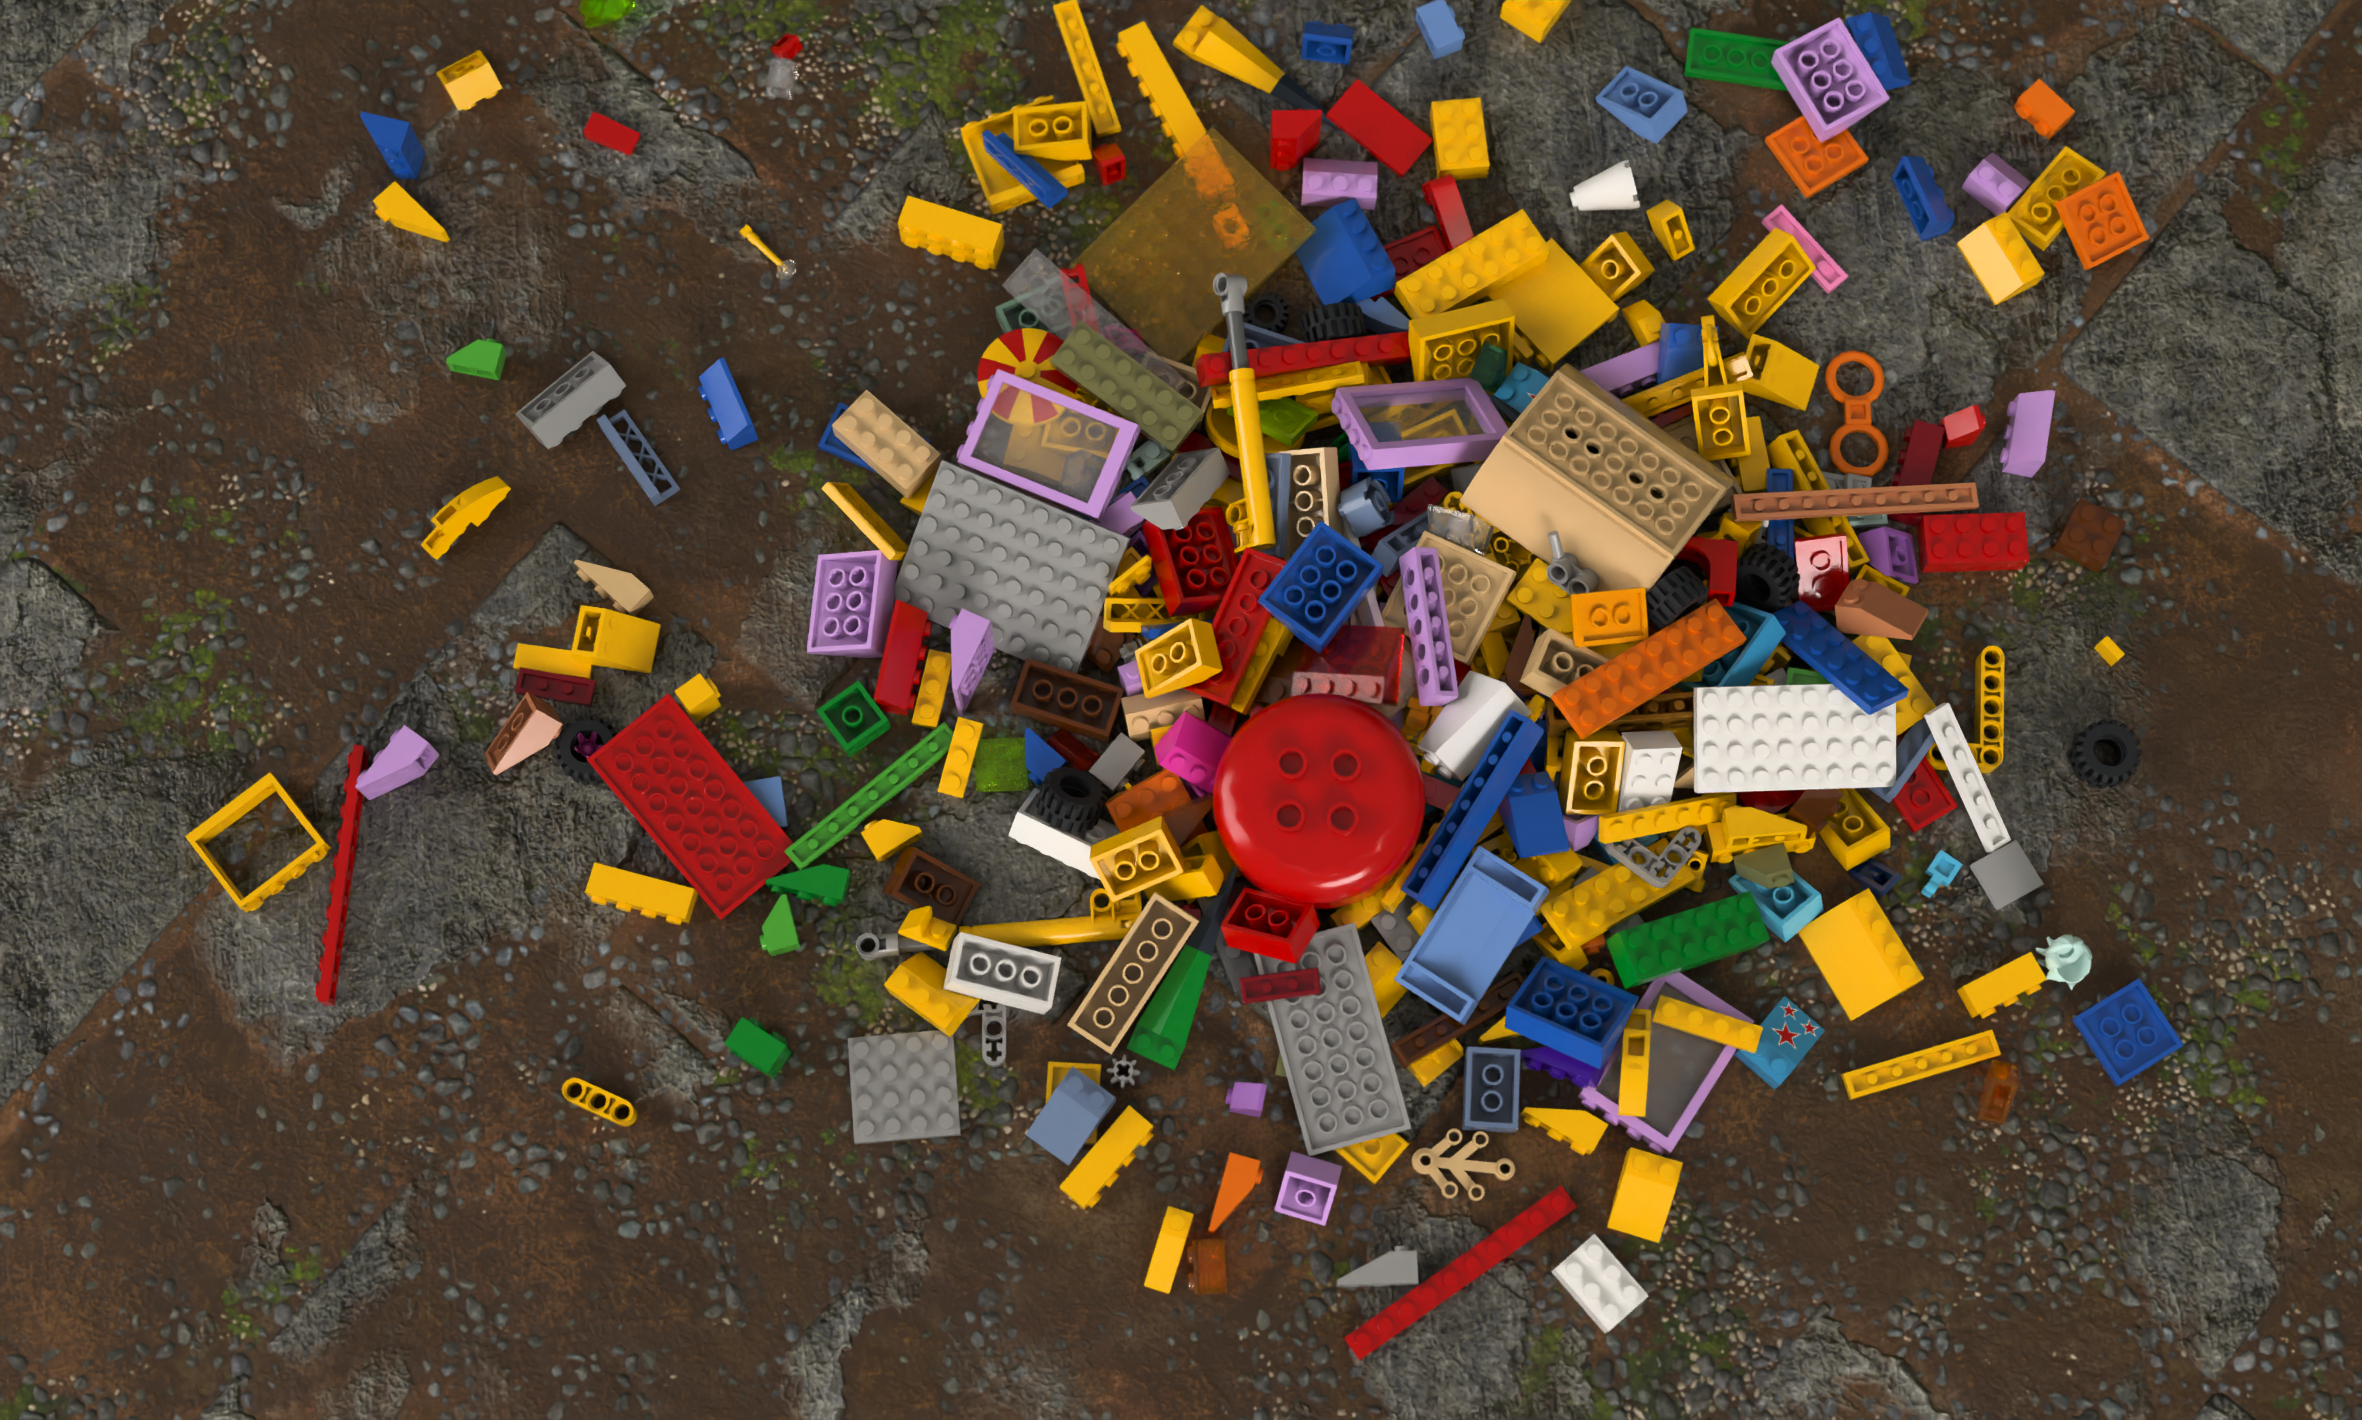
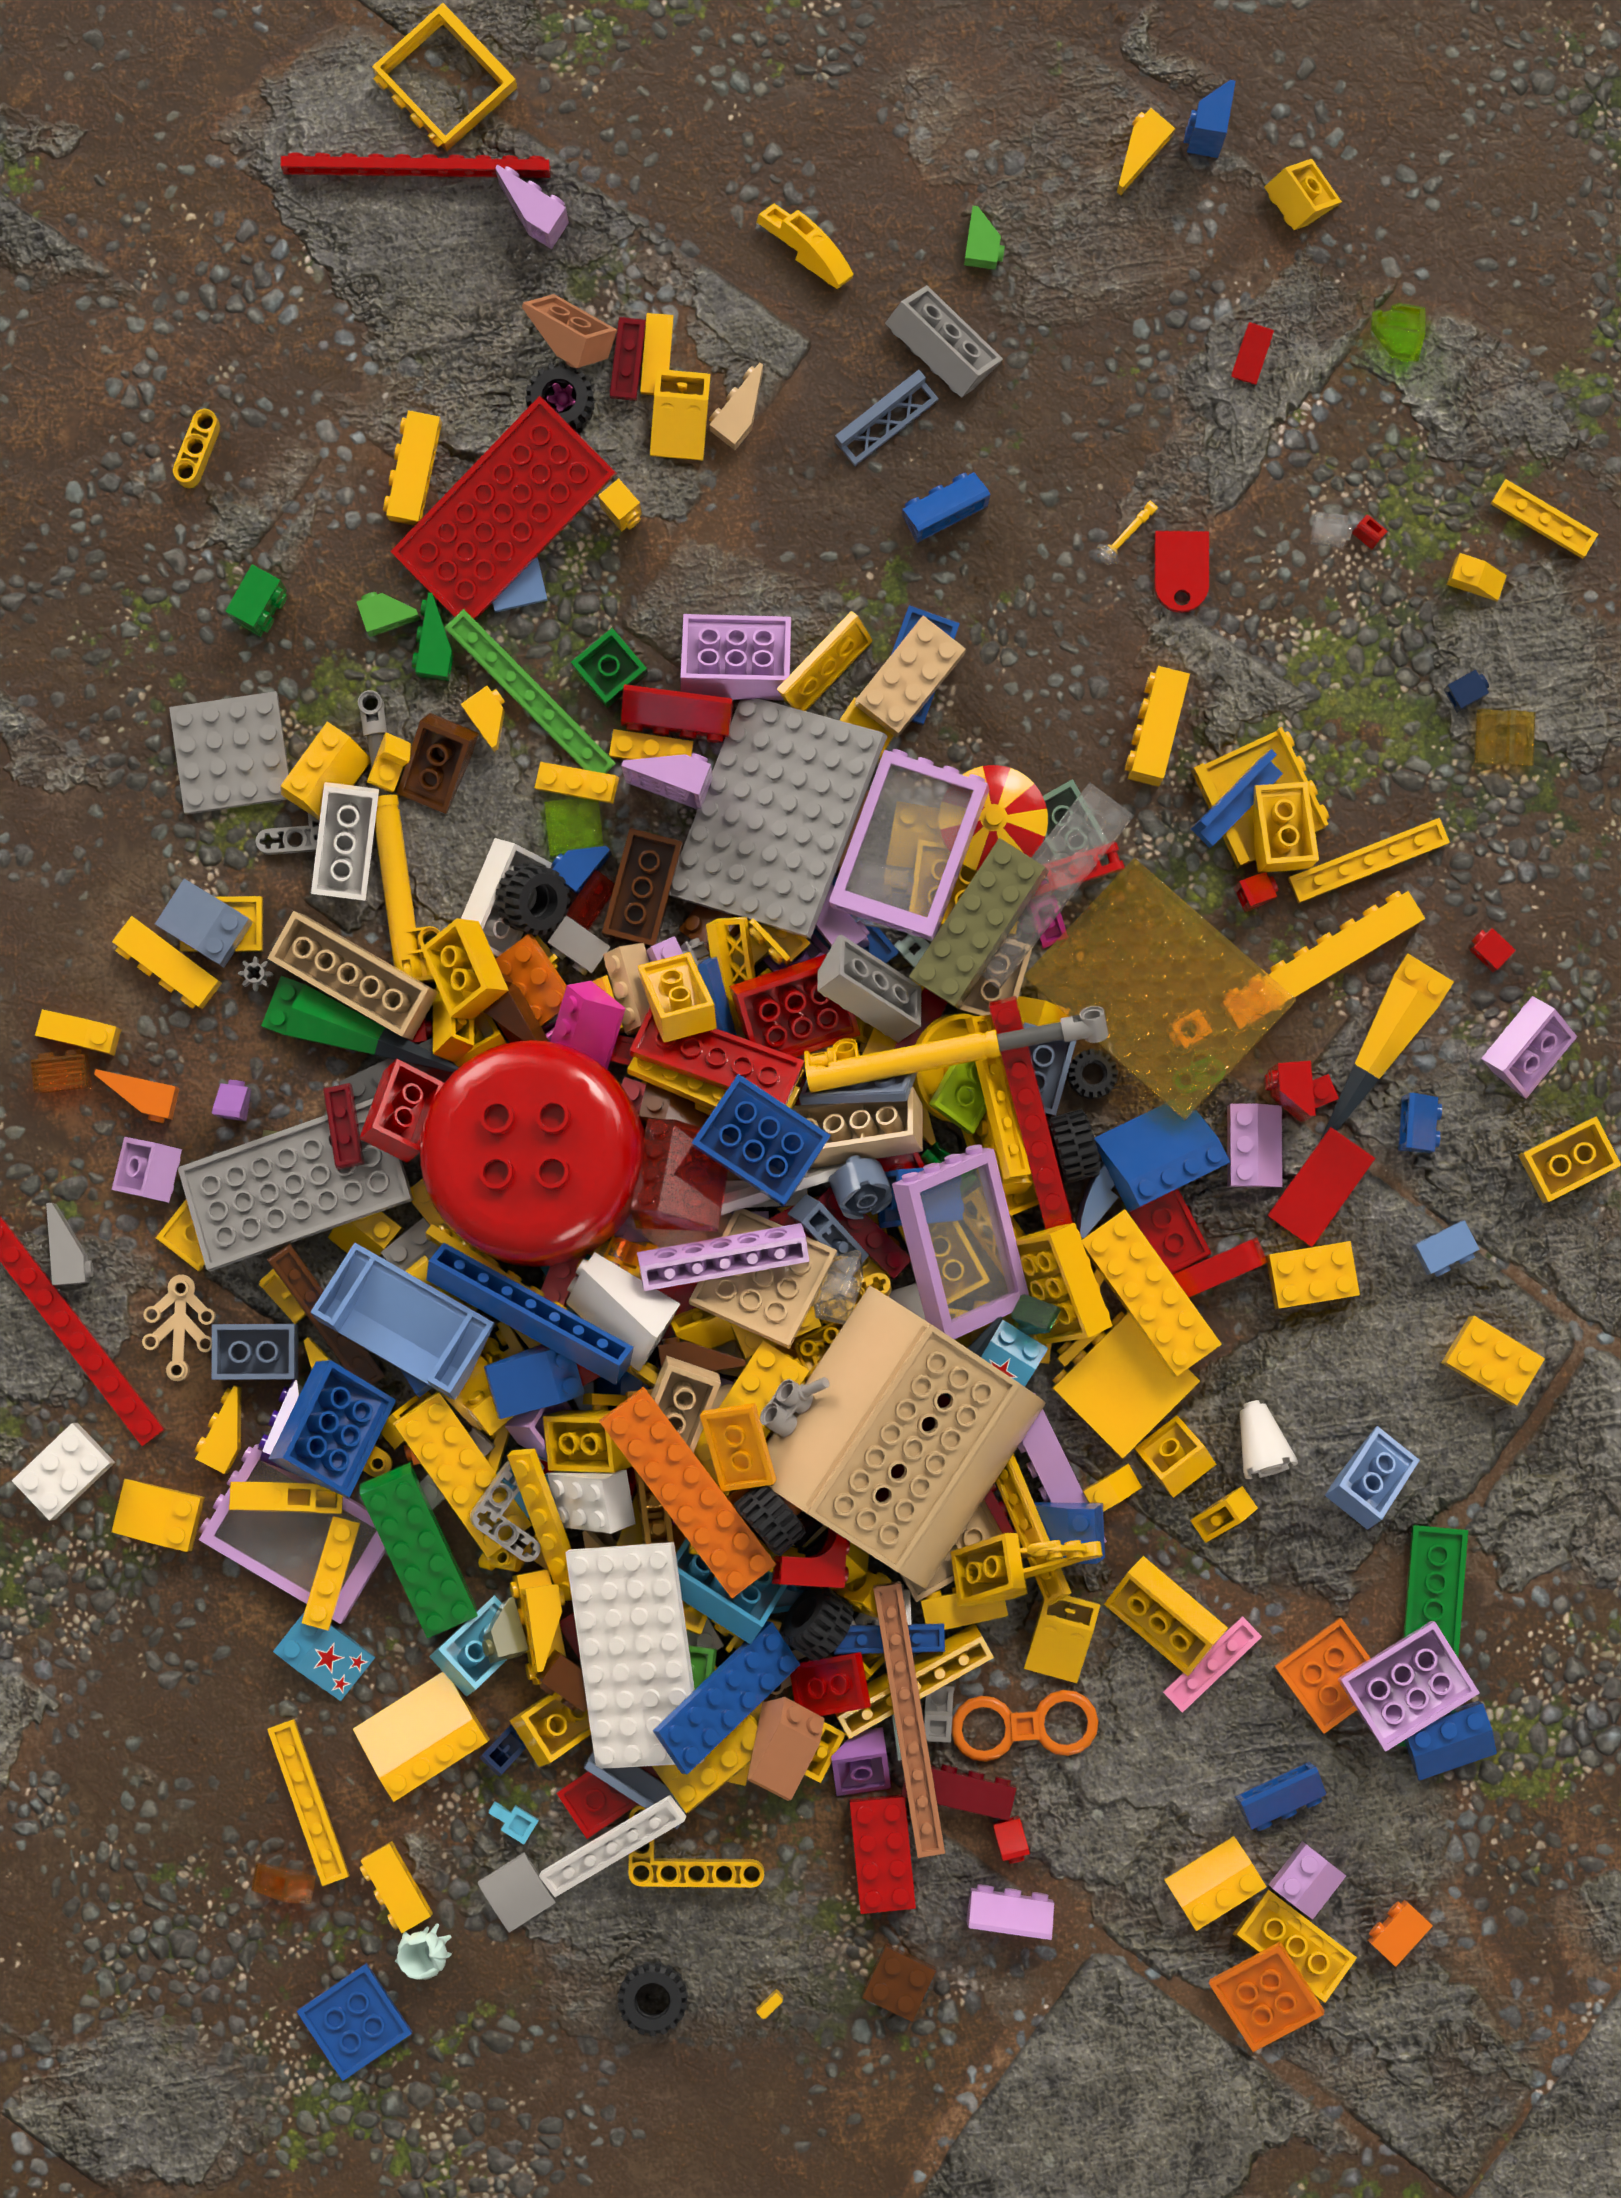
camera: 85 degrees right, 10 degrees up
(803, 208) = (1181, 566): none -> red tile

